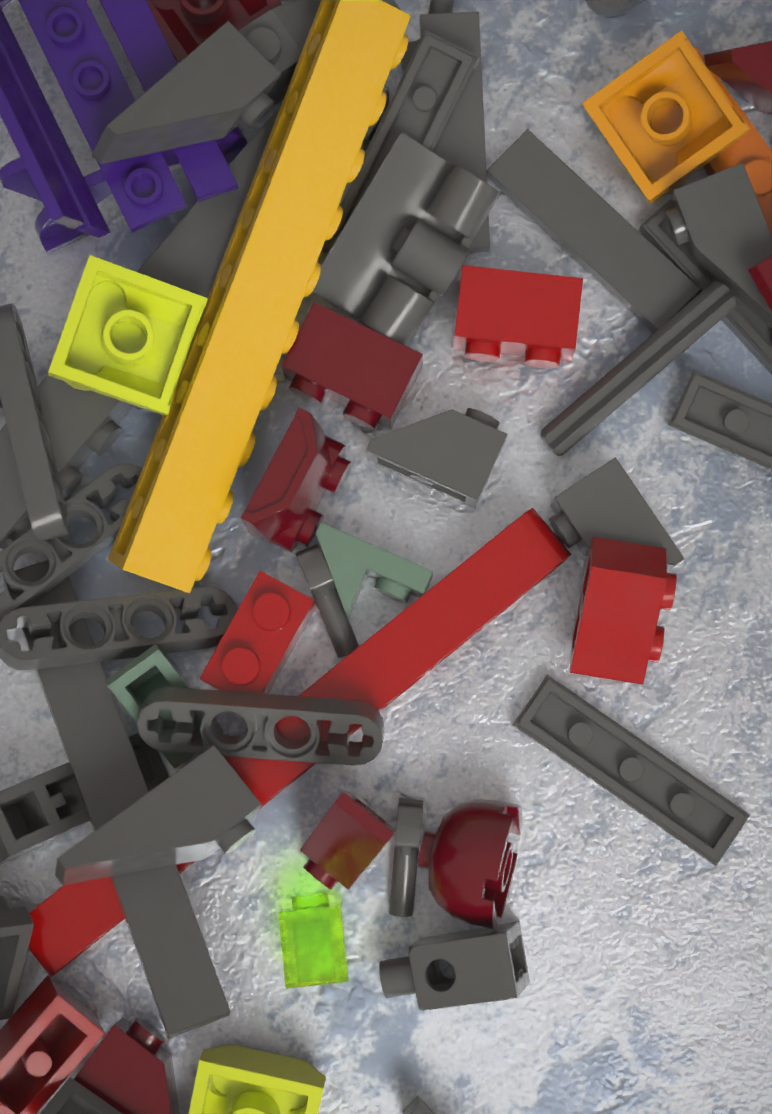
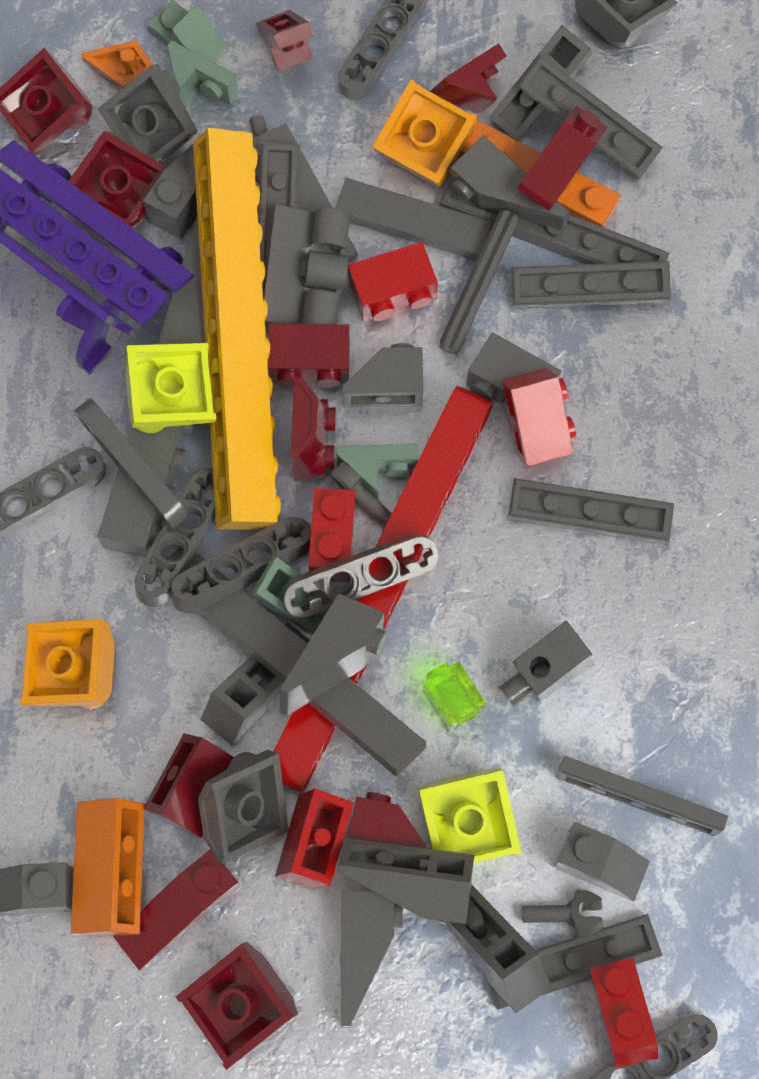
camera: 30 degrees left, 10 degrees down
(195, 101) = (148, 233): dark grey slope -> none
(345, 842) = (444, 616): dark red slope -> none
(405, 857) = (479, 609): dark grey bar -> none
(472, 860) = (523, 598): dark red cylinder -> none

